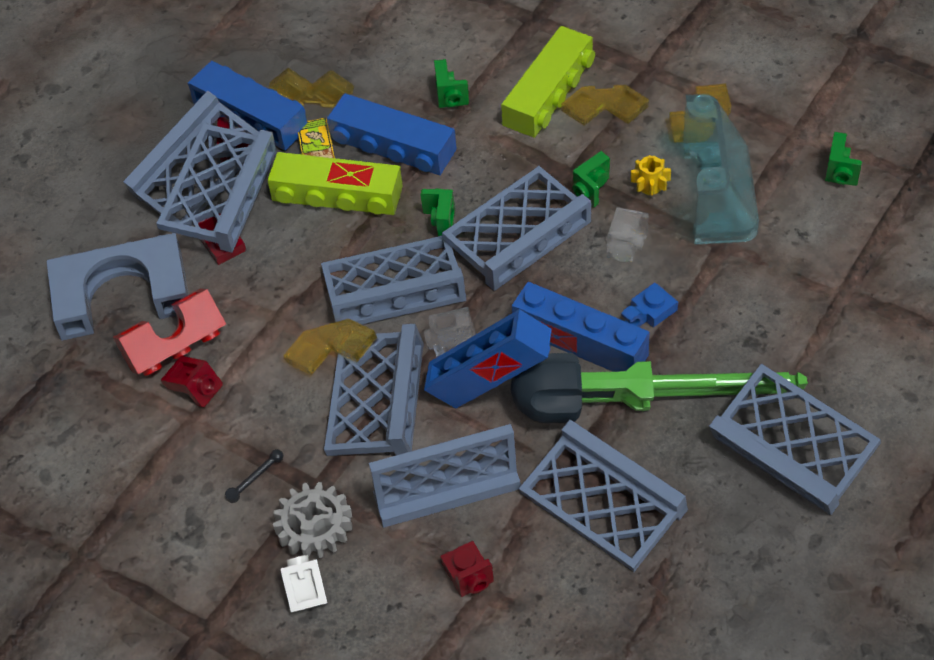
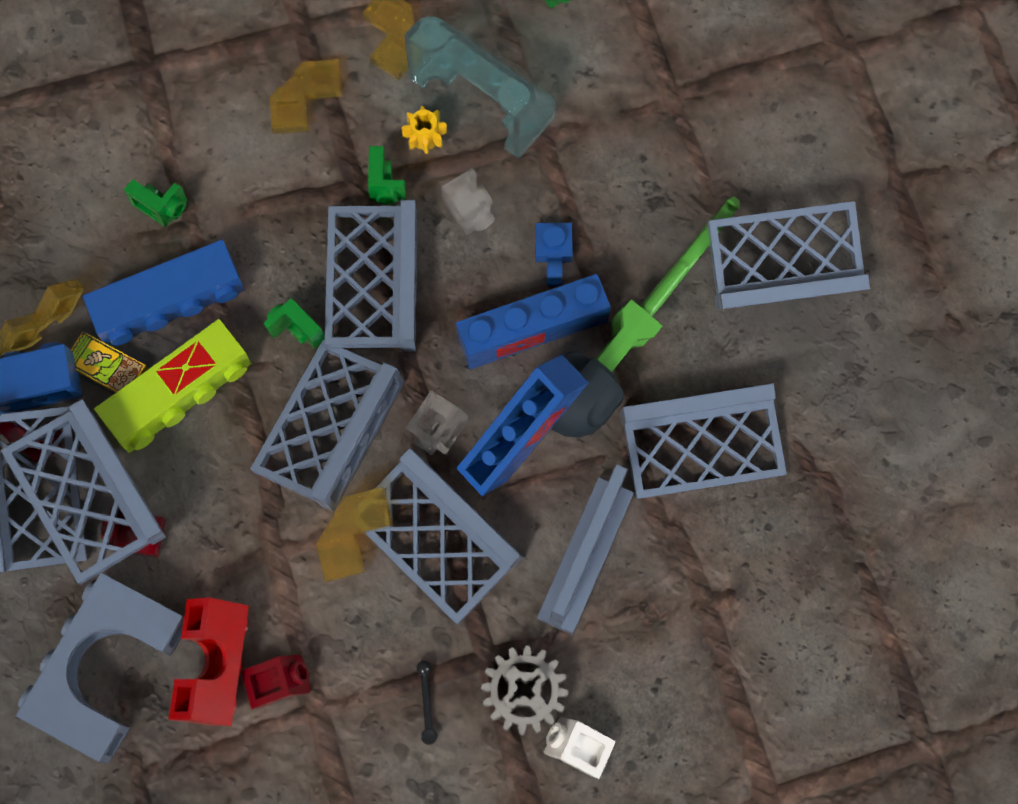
camera: 55 degrees left, 20 degrees up
(468, 569) = (678, 601): dark red bracket -> none
(547, 81) = (237, 117): lime brick -> none

